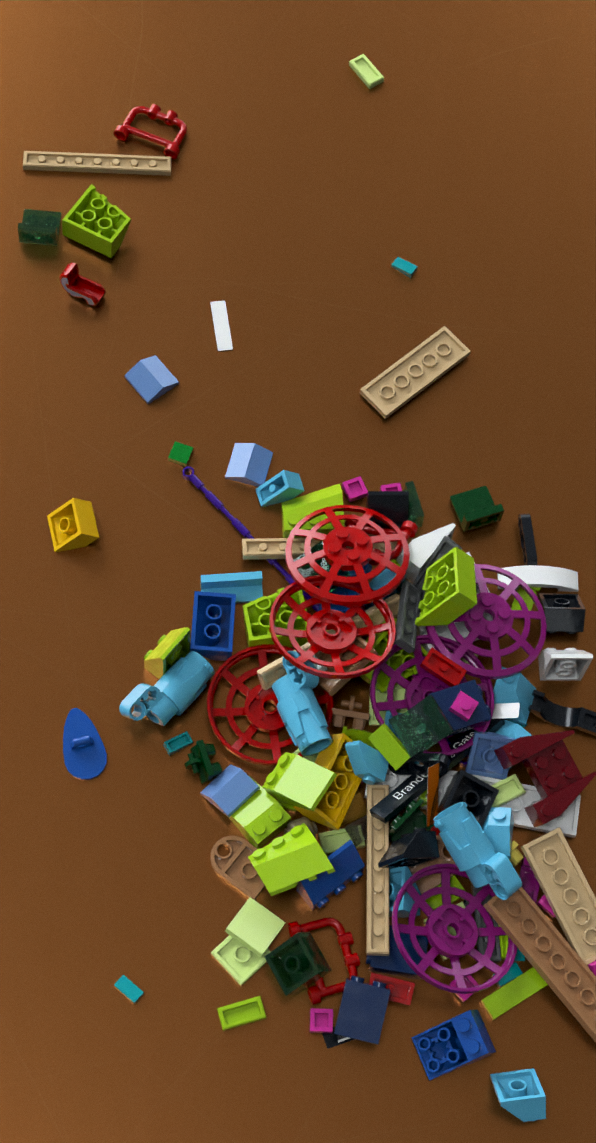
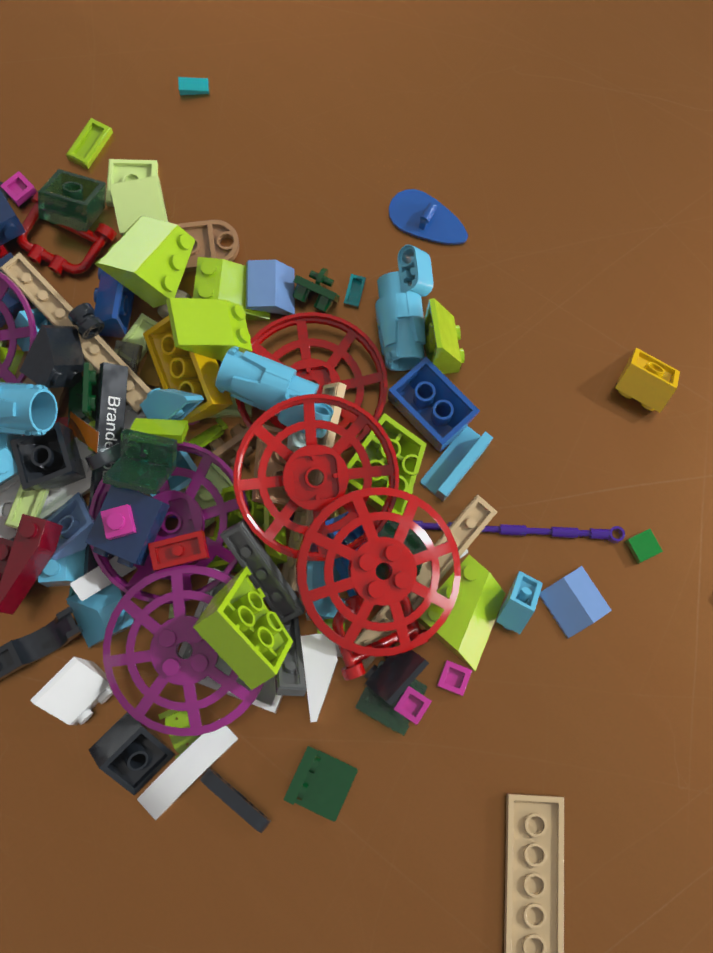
camera: 135 degrees right, 10 degrees up
(368, 859) = (86, 321): none -> black wheel

